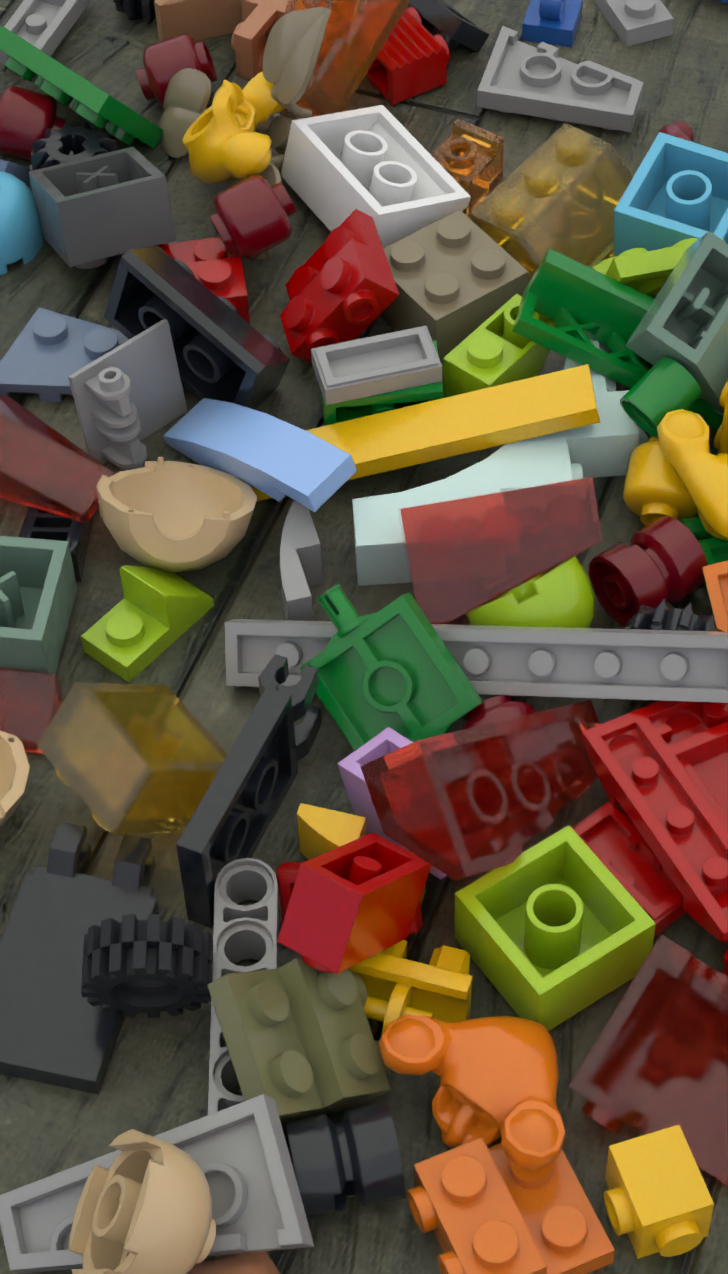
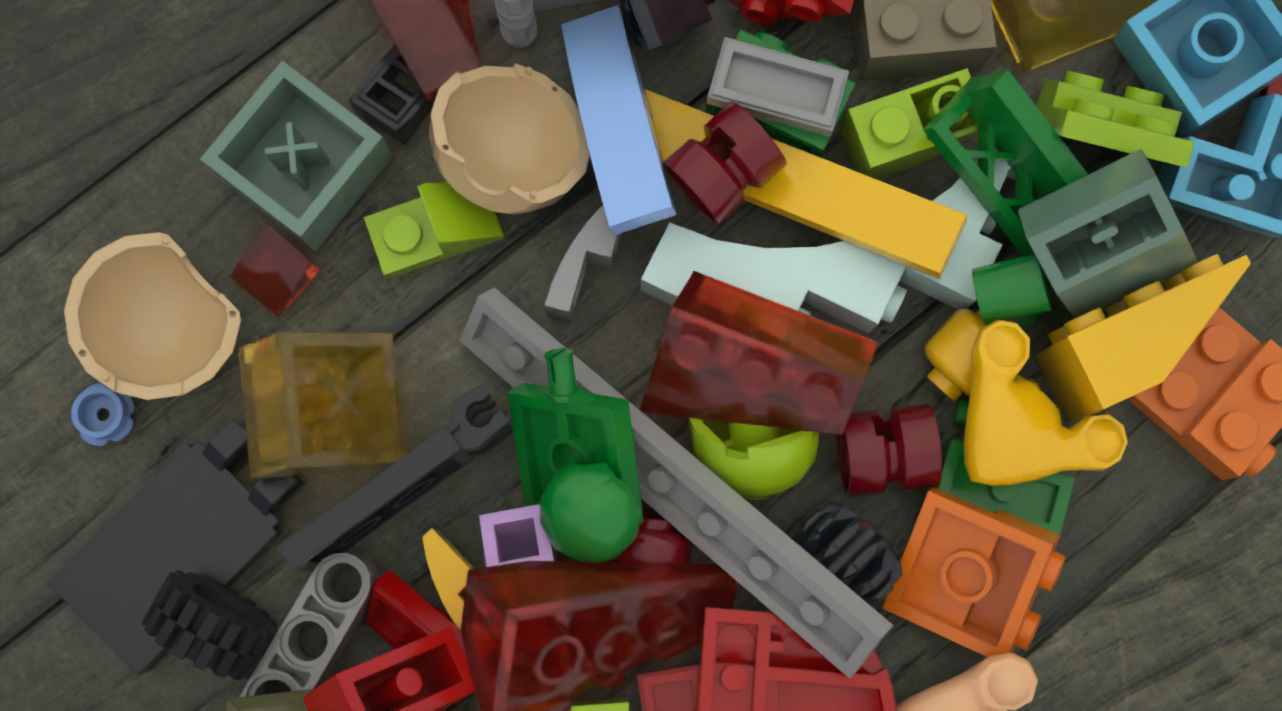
camera: 25 degrees right, 30 degrees up
(374, 421) = (725, 162): none -> dark red wheel
(433, 693) = (589, 512): none -> green hair

